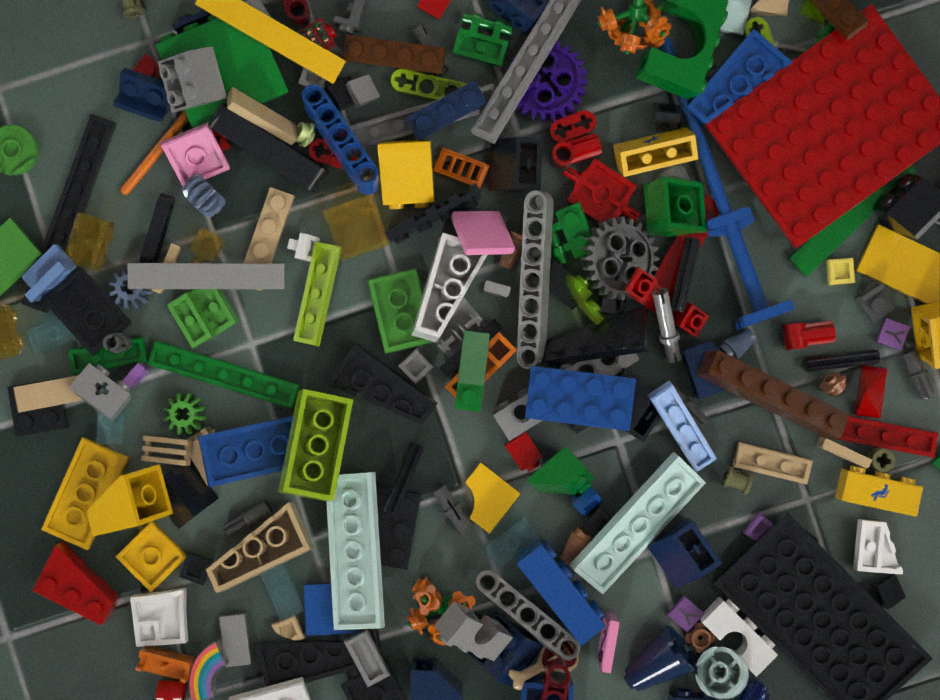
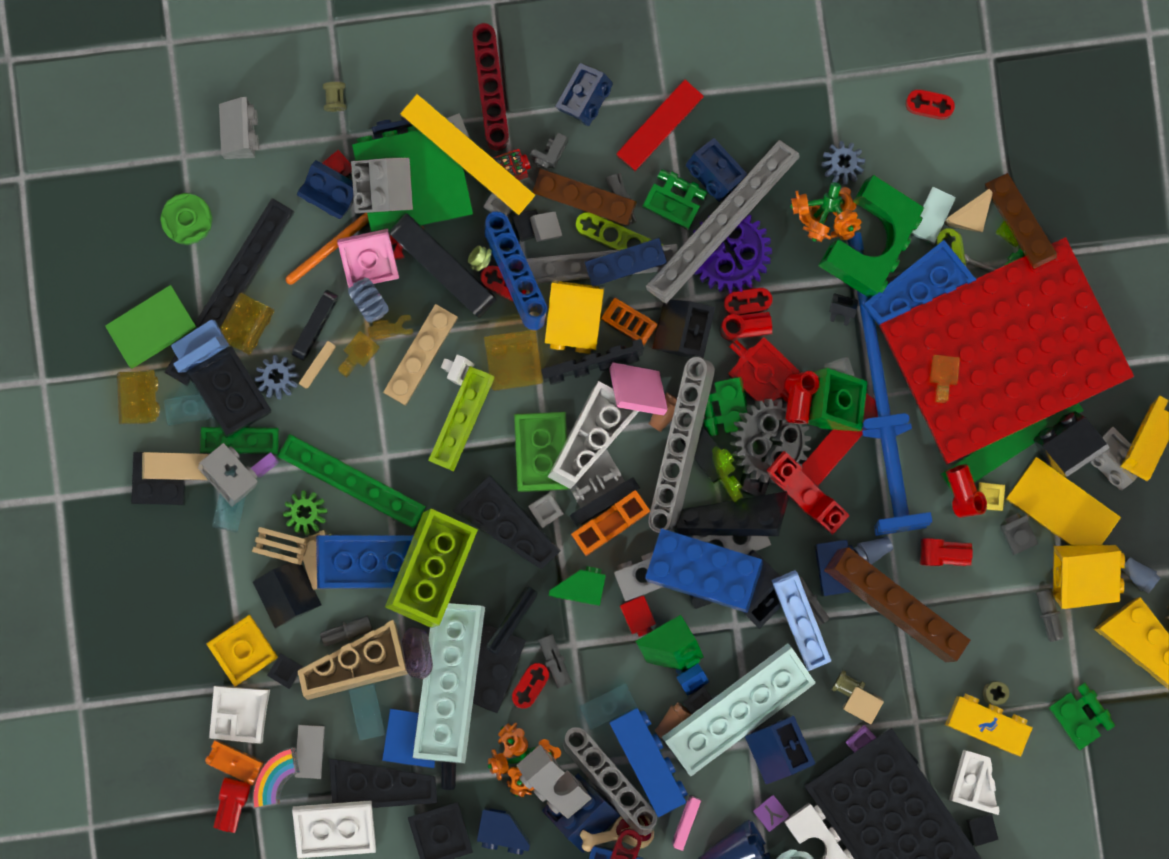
camera: 10 degrees right, 5 degrees down
(42, 51) = (237, 129): none -> light grey slope
(75, 586) = (161, 665): red wedge -> none
(87, 478) = (188, 574): yellow tile -> none
(116, 345) = (250, 429): dark grey pin -> none
(131, 502) = (237, 587): yellow slope -> none
(202, 314) = (343, 416): bright green slope -> none
(205, 276) = (356, 379): light grey tile -> none
(224, 222) = (383, 329): none -> clear yellow plate
(261, 116) = (442, 233): tan tile -> none
(289, 628) = (366, 750): tan tile -> none
(319, 528) = (417, 650): none -> clear purple plate
(367, 657) = (440, 793): light grey tile -> none
(428, 534) = (536, 689): none -> red beam
(464, 434) = (581, 587): none -> green slope
(472, 371) = (601, 523): green slope -> none
(491, 497) = (596, 656): yellow tile -> none
(496, 289) = (641, 447): light grey tile -> none
(641, 202) = (800, 390): none -> red piece
(655, 151) = (825, 342): yellow brick -> none
(669, 336) = (805, 526): light grey pin -> none
(684, 274) = (831, 469): black axle -> none
(707, 637) = (773, 839): nougat plate -> none
(756, 496) = (863, 705): none -> tan panel
(772, 463) = (887, 676): tan tile -> none
(779, 158) = (944, 372): none -> clear yellow plate
(819, 277) = (966, 499): none -> red piece
(833, 384) = (962, 608): nougat plate -> none
(842, 360) = (975, 586): black axle -> none
(843, 452) = (960, 679): tan tile -> none
(870, 391) = (999, 624): red slope -> none
(890, 436) = (1008, 672): red tile -> none
(892, 334) = (1031, 569): medium lavender tile -> none

